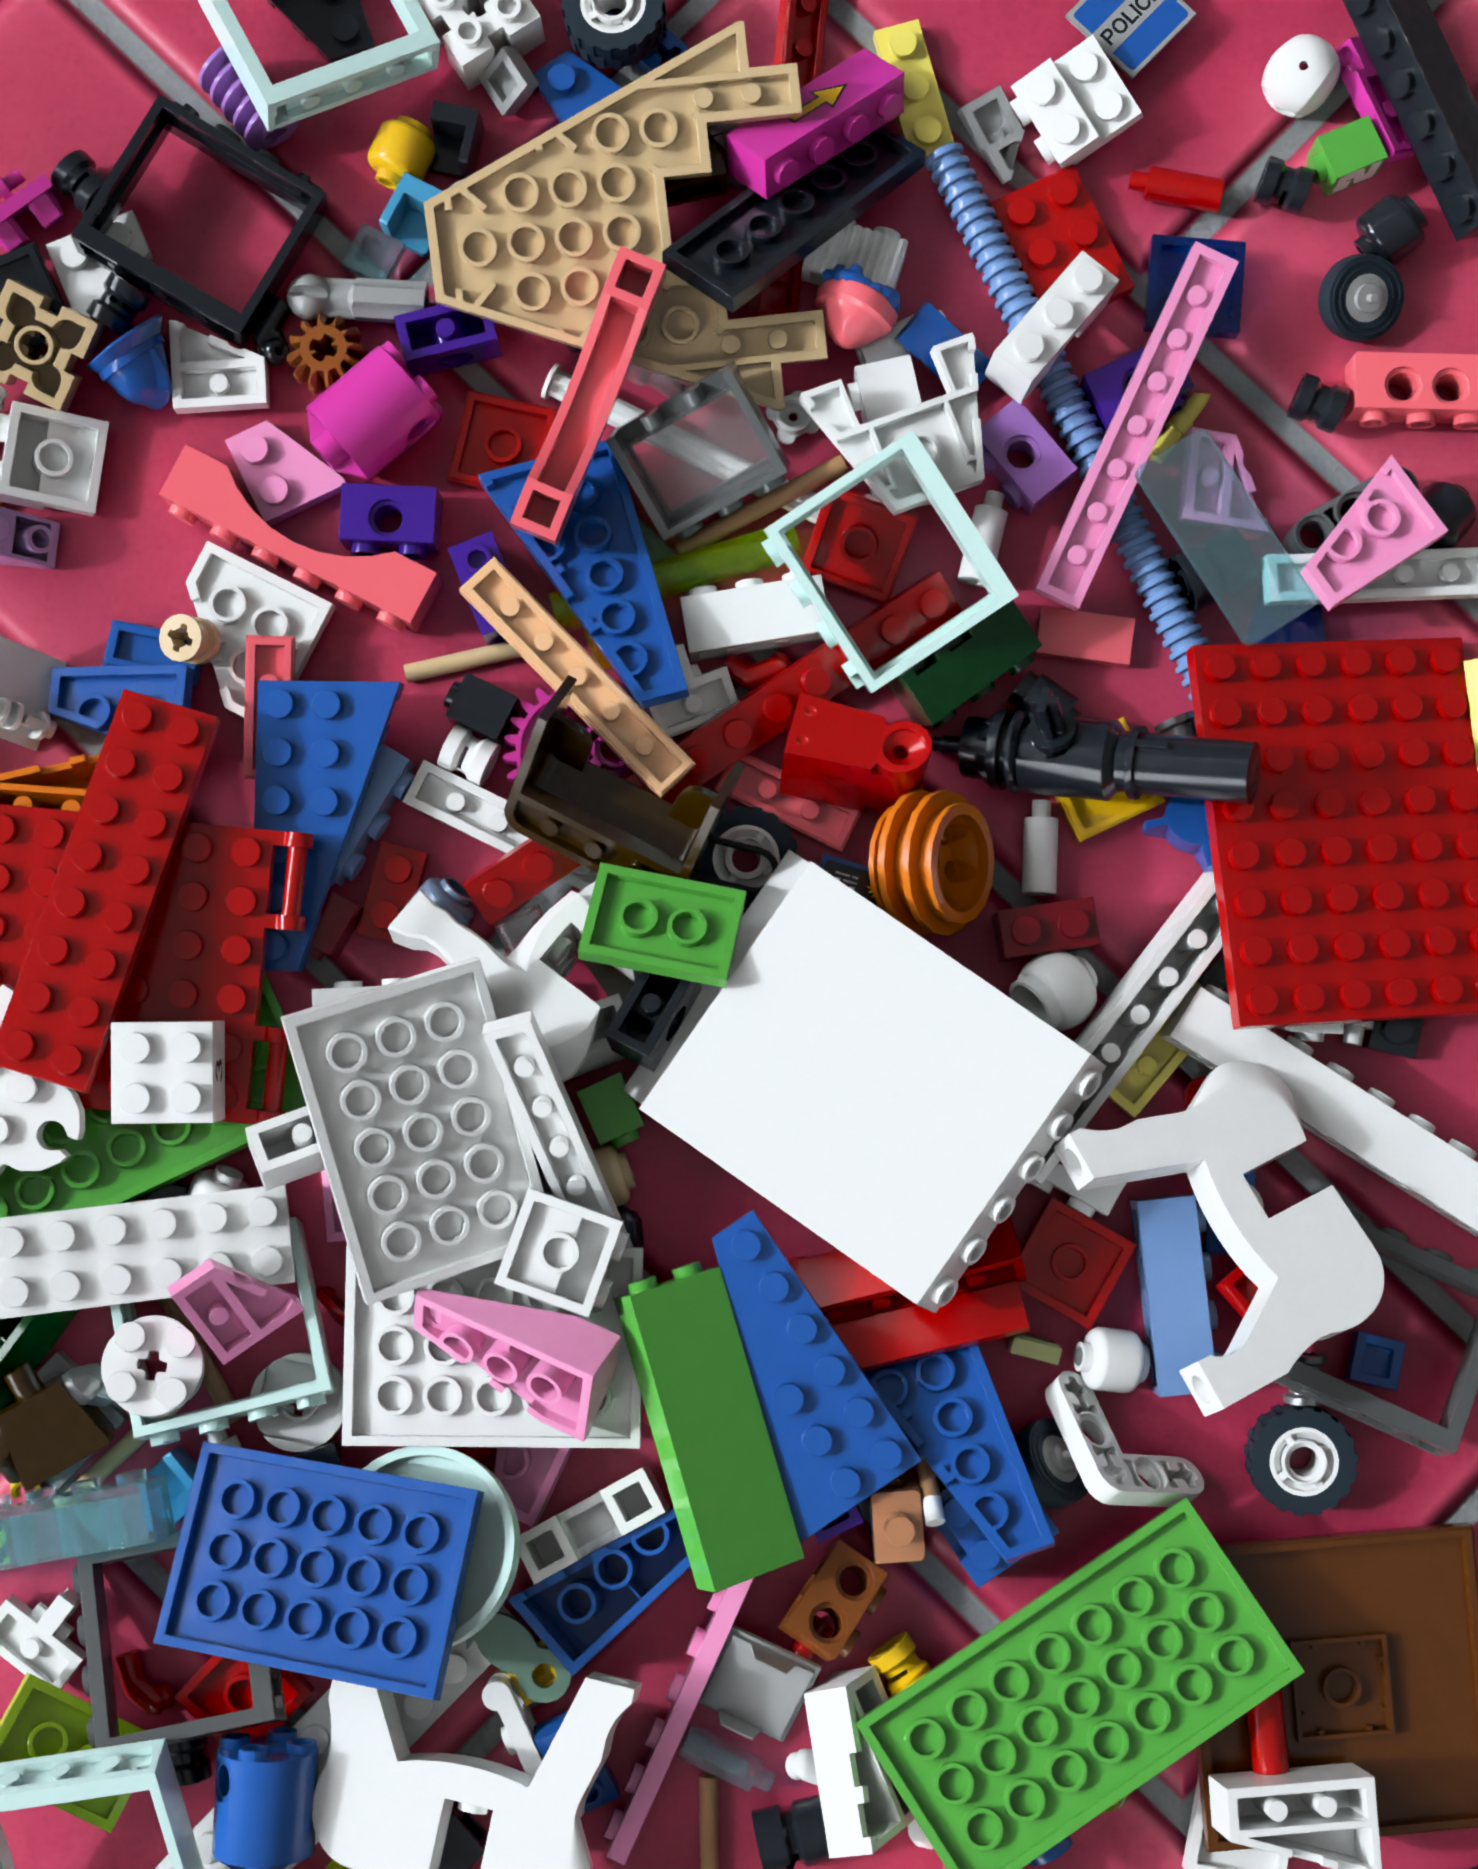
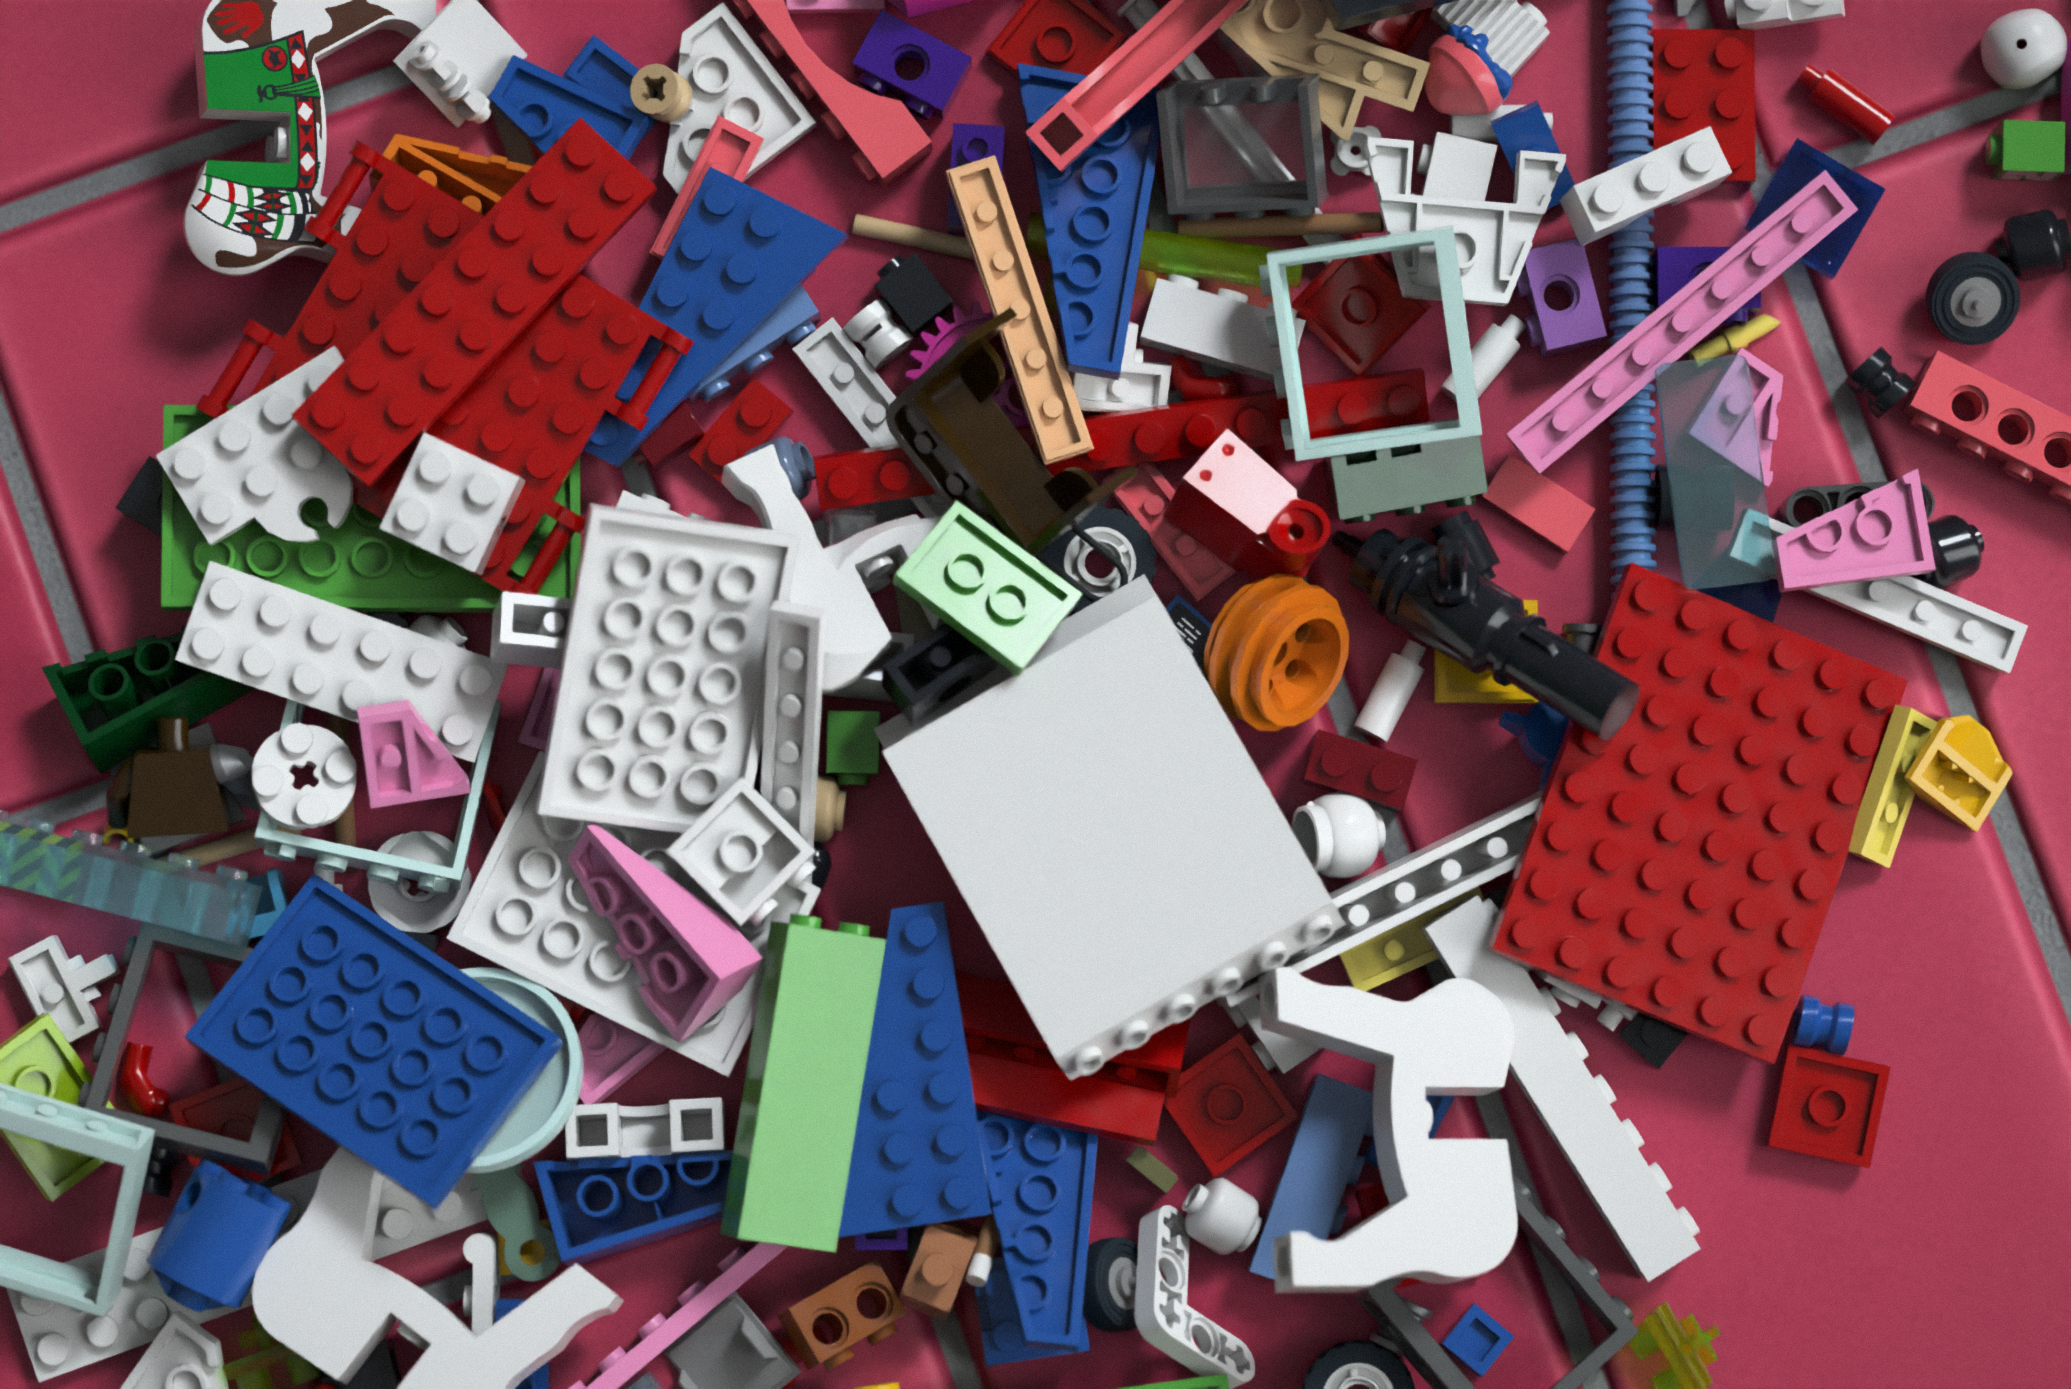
camera: 20 degrees right, 0 degrees up
(1284, 185) = (1951, 150): black wheel -> none

